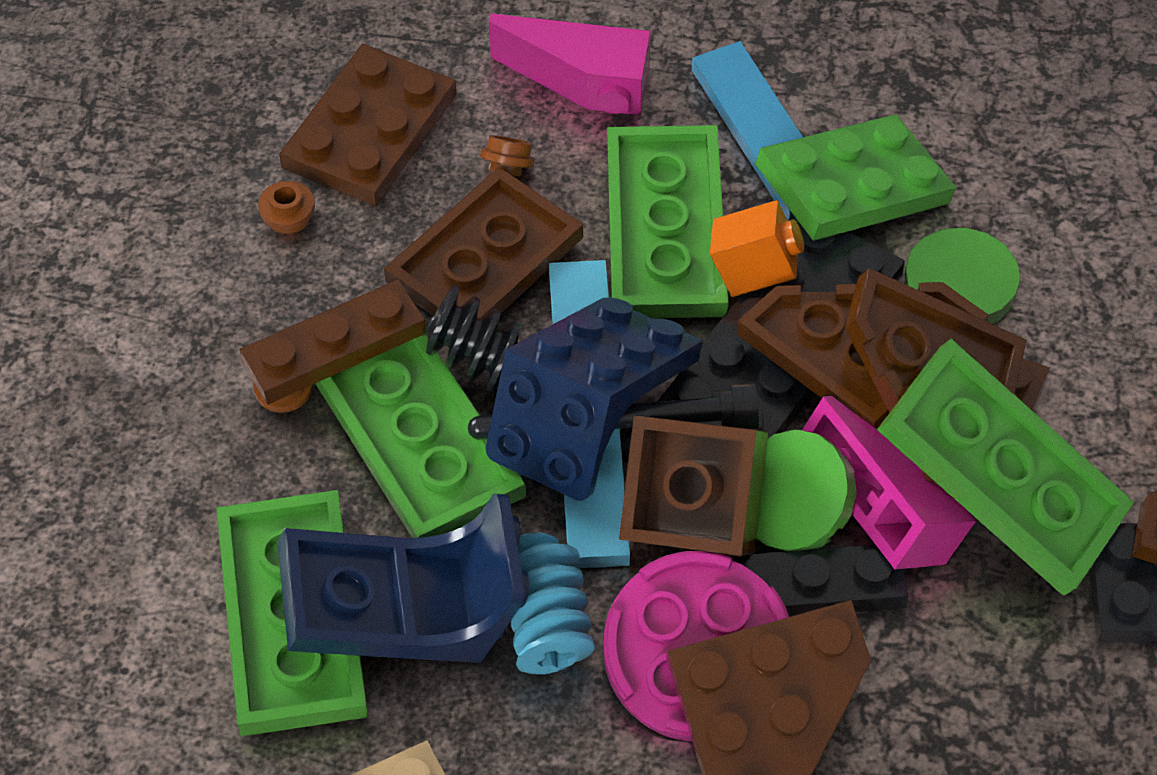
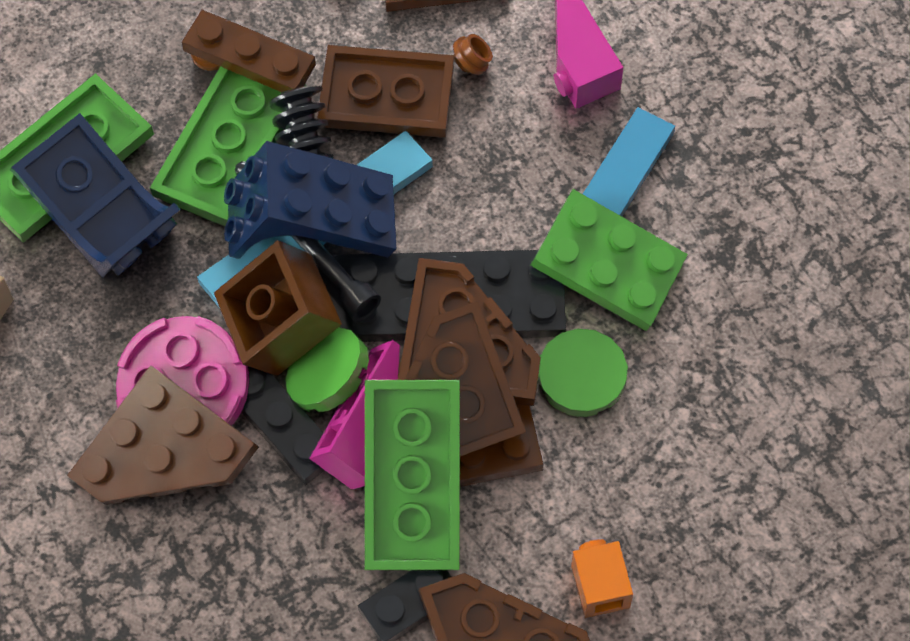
camera: 55 degrees right, 10 degrees up
(552, 622) = (150, 284): medium azure piece -> none
(662, 217) = (490, 174): bright green plate -> none
(756, 248) = (489, 234): orange brick -> none

